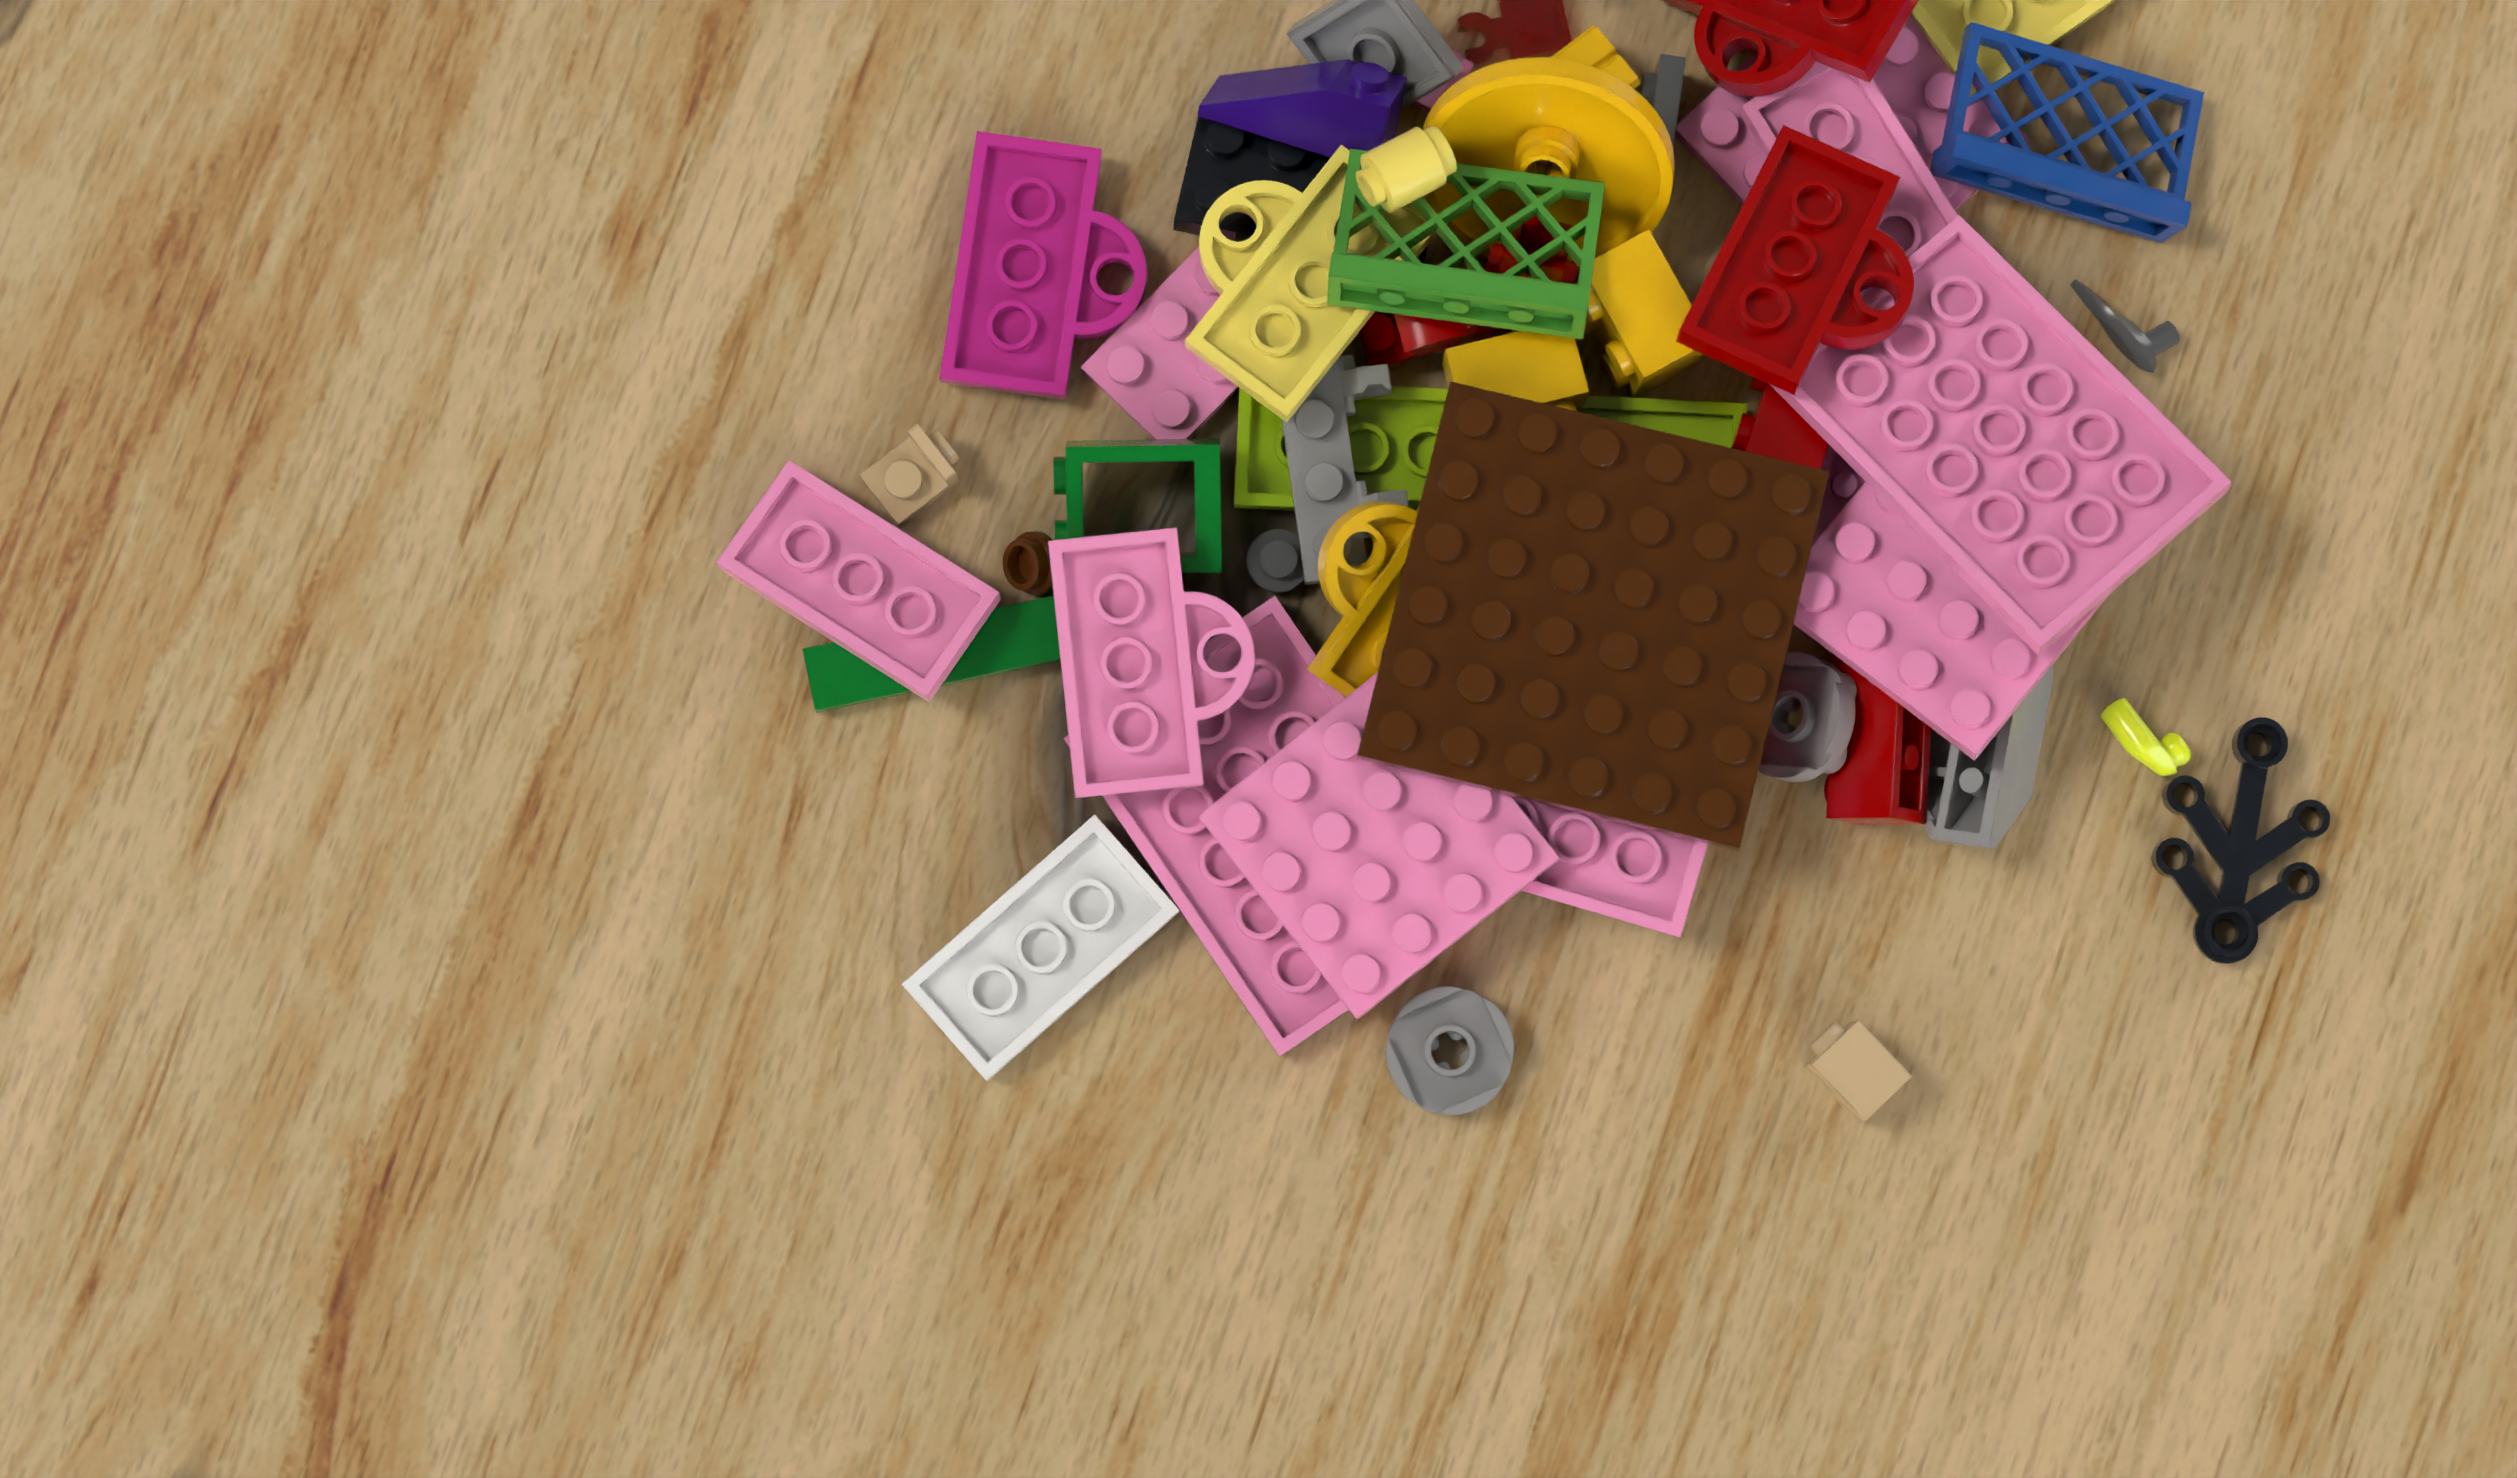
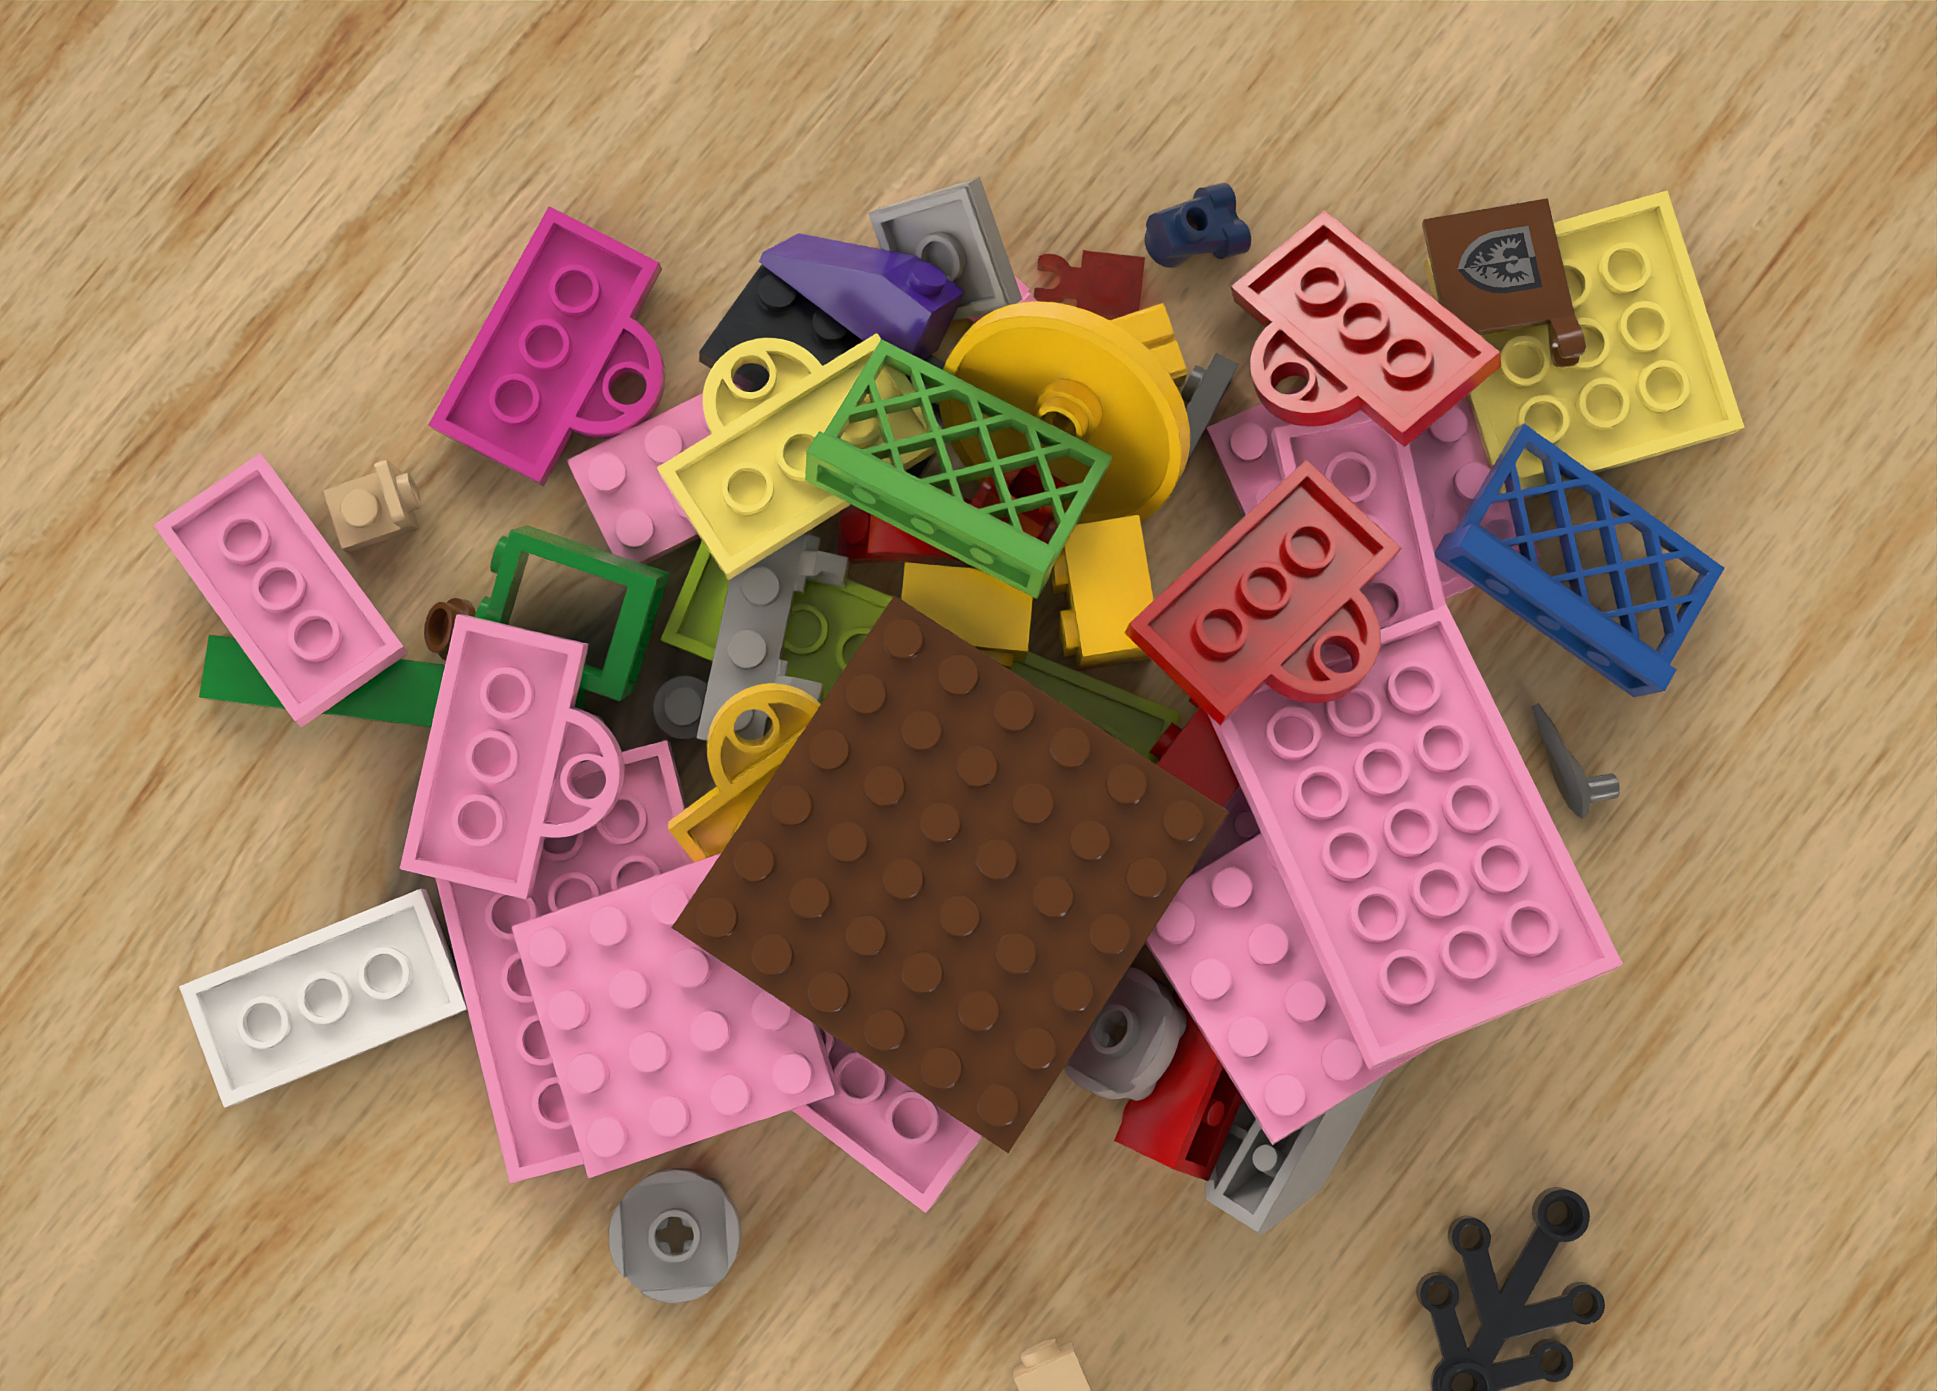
camera: 25 degrees right, 0 degrees up
(1405, 168) = (922, 374): light yellow brick -> none
(2140, 742) = (1445, 1173): neon yellow arm -> none

